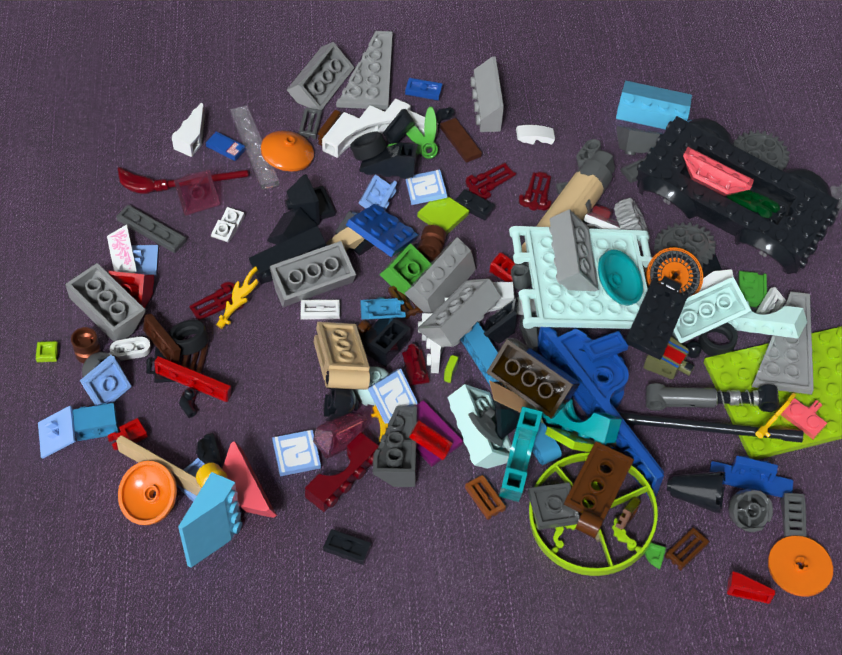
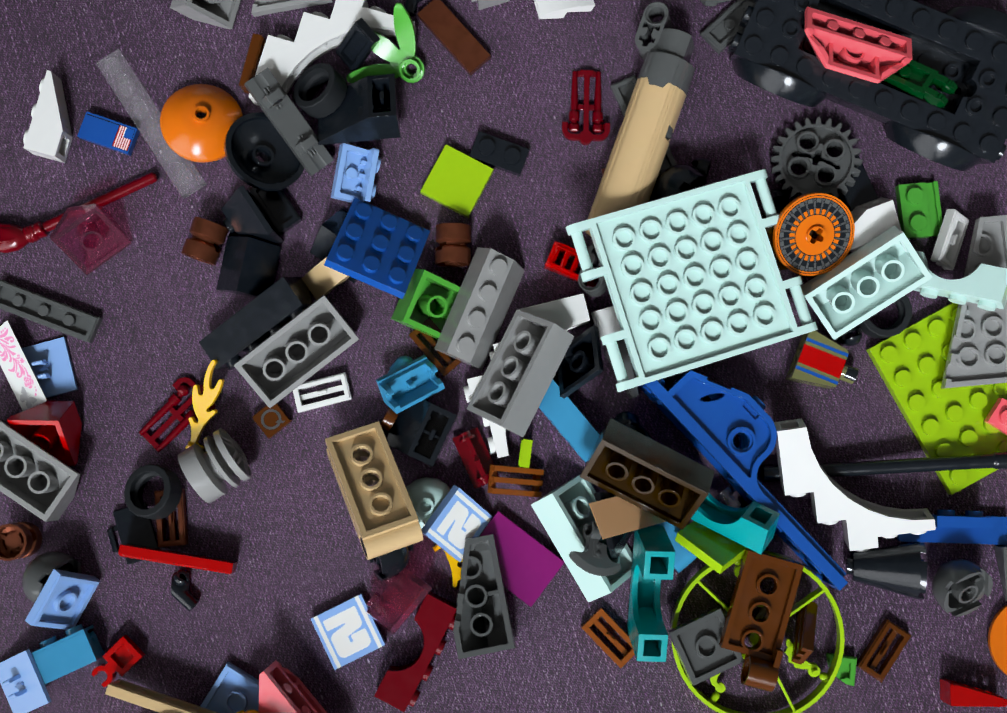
camera: 10 degrees left, 30 degrees up
(130, 348) = (80, 525): white plate -> none
(161, 339) = (116, 506): copper tile -> none
(207, 450) = (231, 662): black tile -> none
(228, 225) = (153, 280): white slope -> none
(237, 326) = (211, 467): none -> light grey wheel
(269, 208) = (205, 241): none -> copper wheel
(281, 317) = (271, 420): none -> reddish brown tile
(308, 133) = (224, 79): dark grey tile -> none
(324, 169) = (256, 136): none -> black dish
(344, 157) = (288, 122): none -> dark grey hinge
(426, 187) = (423, 143): tile -> none
(430, 440) = (523, 584): red tile -> none
(441, 378) = (536, 482): none -> dark orange tile
(490, 182) = (492, 123): dark red piece -> none
(573, 252) = (668, 254): light grey slope -> none
(601, 221) = (696, 150): white tile -> none
(603, 211) = (689, 125): dark red tile -> none
(605, 346) = (738, 395): blue tile -> none
(620, 277) = (744, 284): teal dish -> none
(630, 216) = (735, 144): light grey gear -> none
(657, 317) = (802, 322): black hinge -> none
(660, 397) = (886, 420): piece -> none
(682, 453) = (831, 503): none -> white arch
(763, 430) = (987, 425): yellow piece -> none

